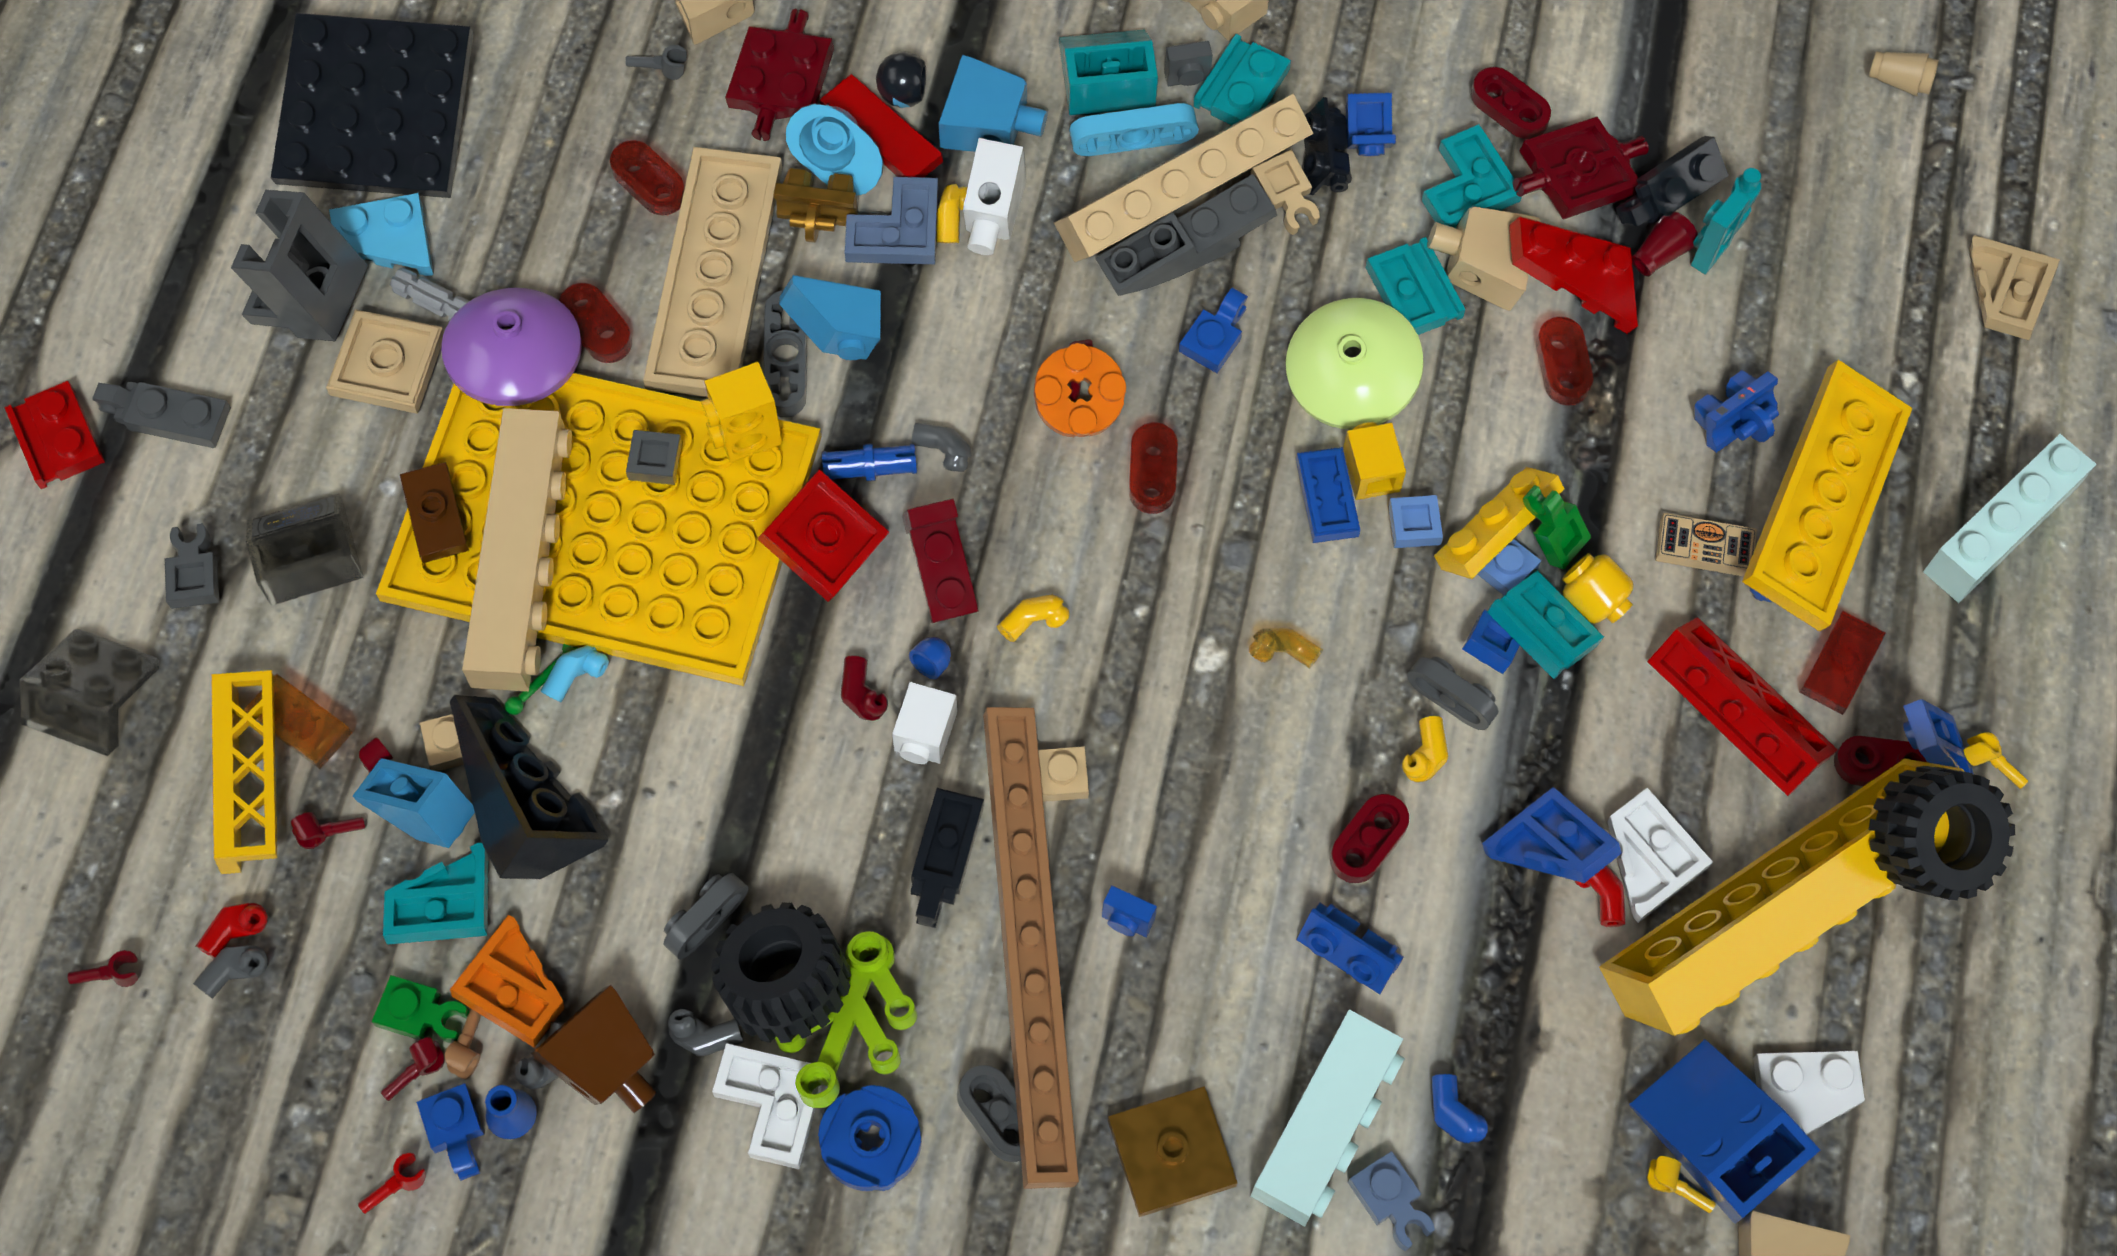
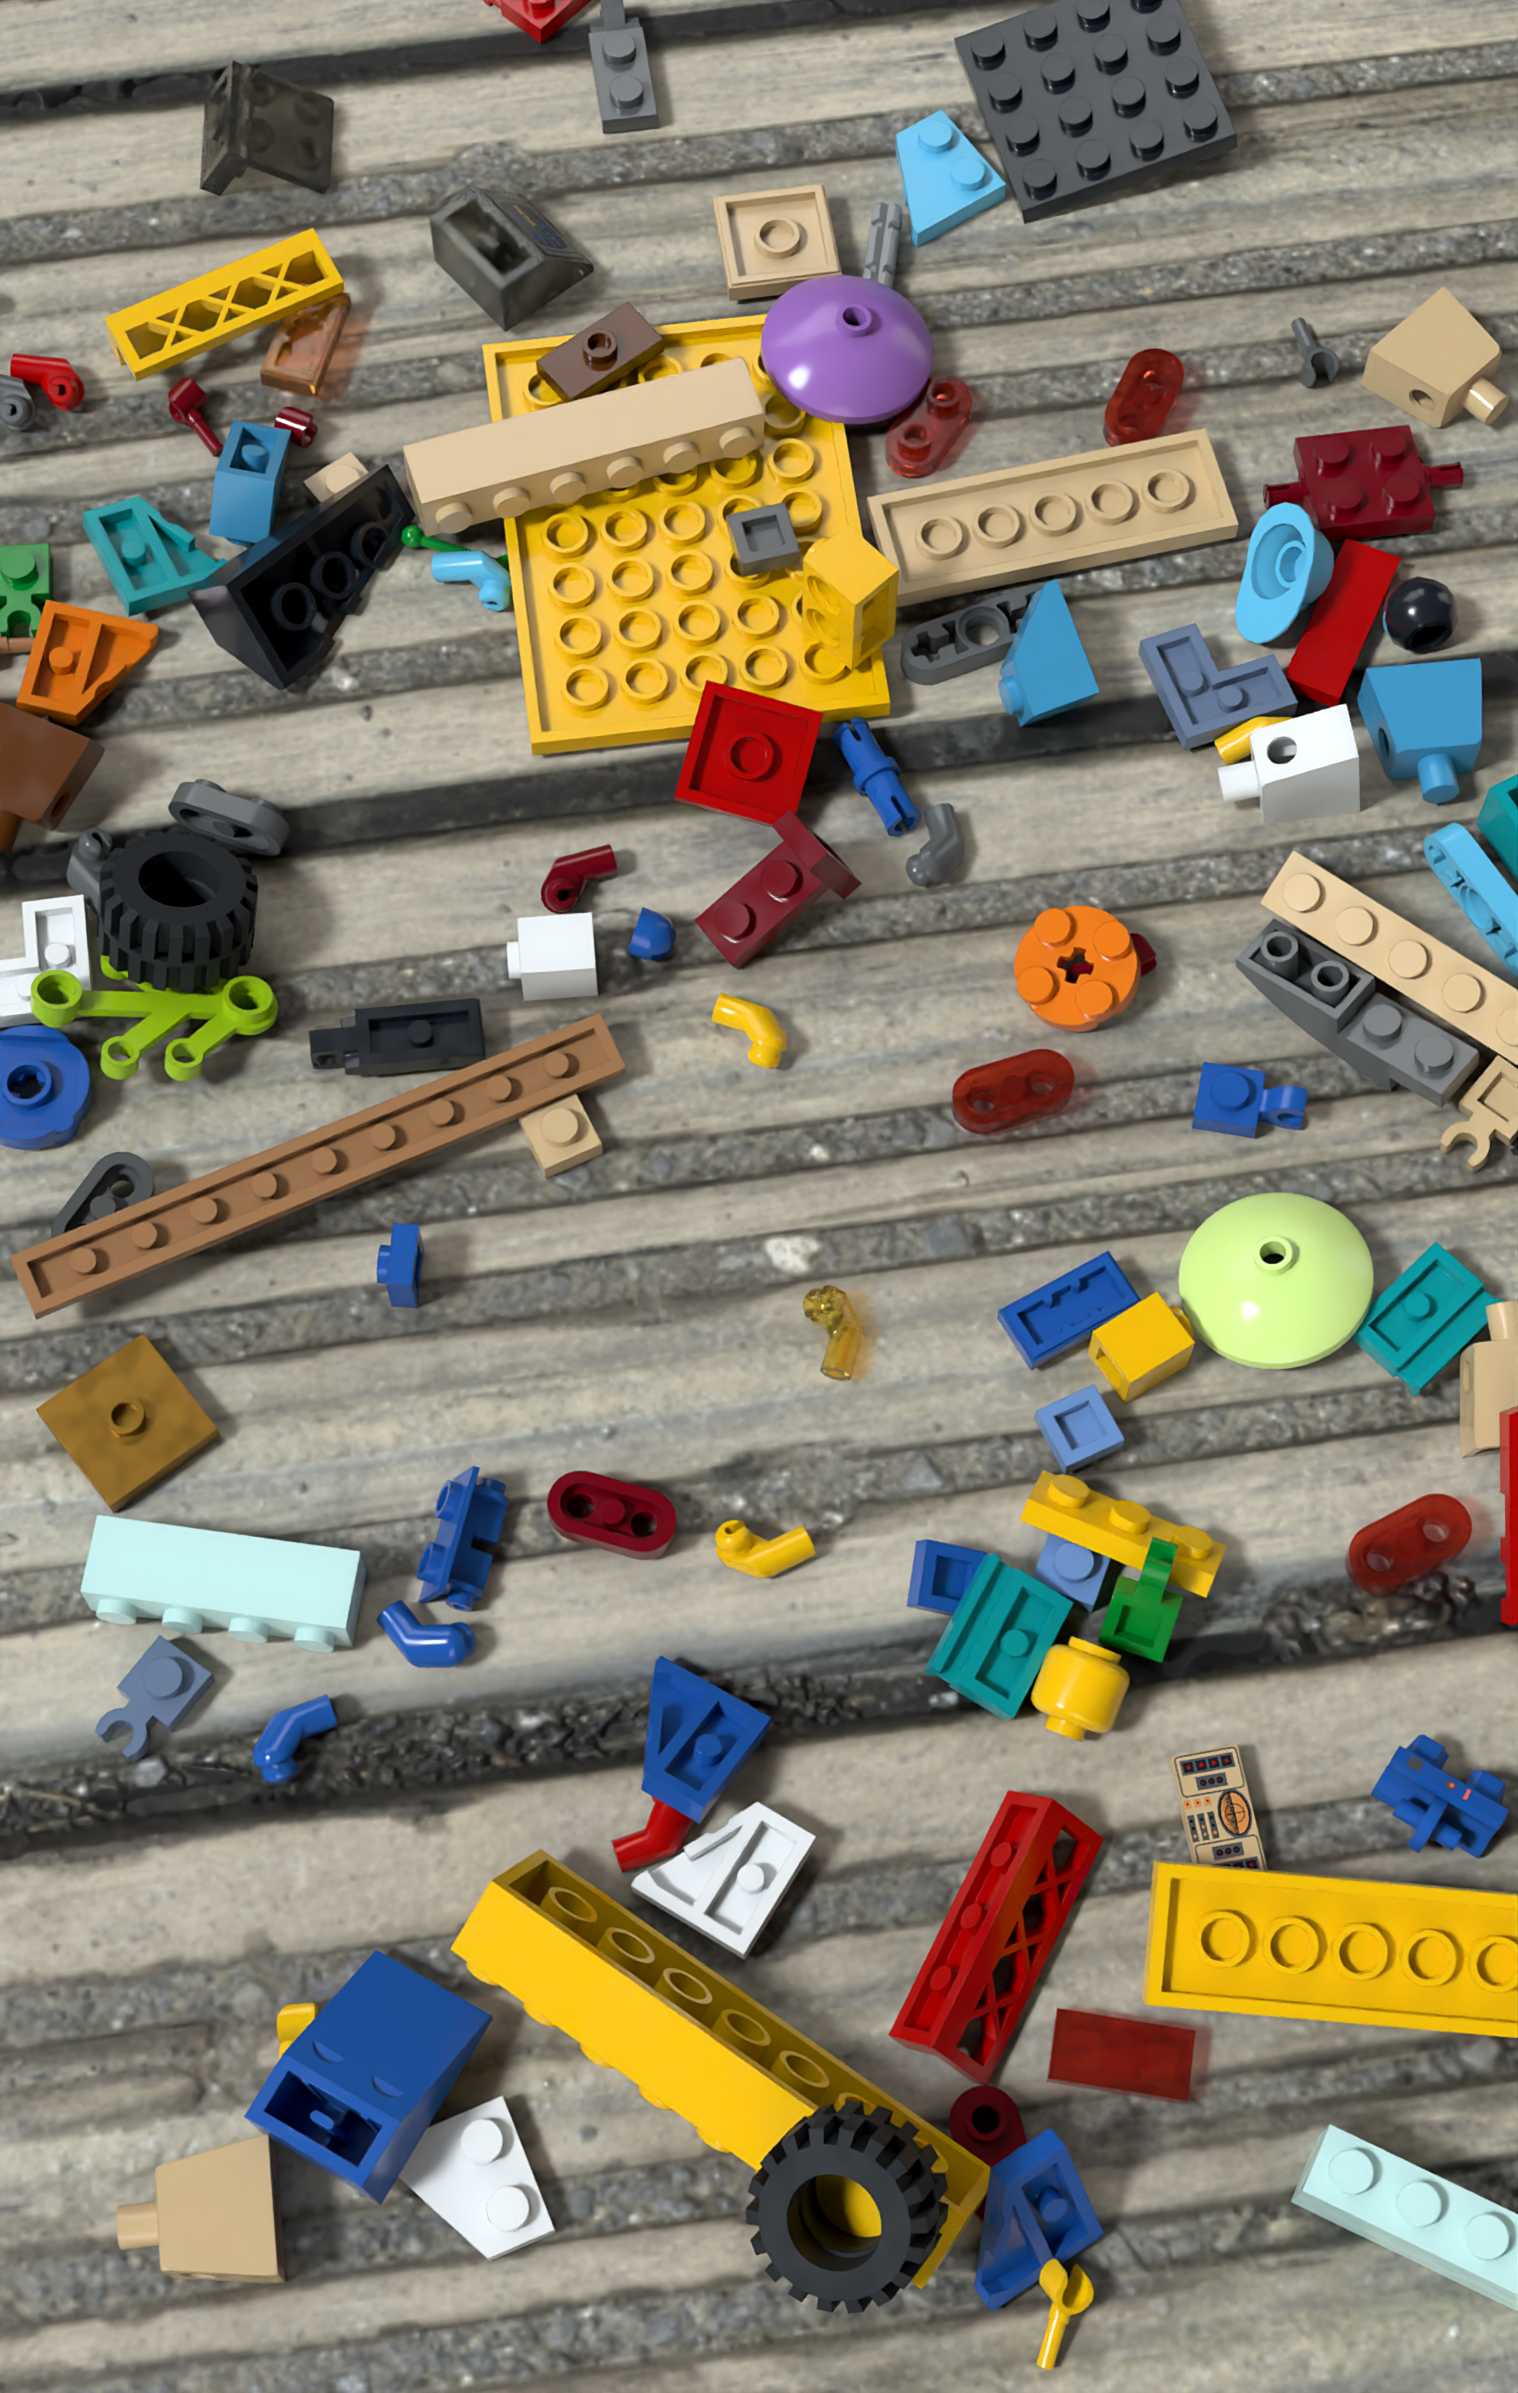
camera: 70 degrees right, 0 degrees up
(192, 575) = (438, 172): dark grey plate -> none
(307, 273) = (830, 123): dark grey brick -> none
(815, 207) = (1188, 588): pearl gold hips -> none
(1420, 995) = (426, 1644): none -> blue arm
(1466, 701) = (847, 1579): dark grey plate -> none

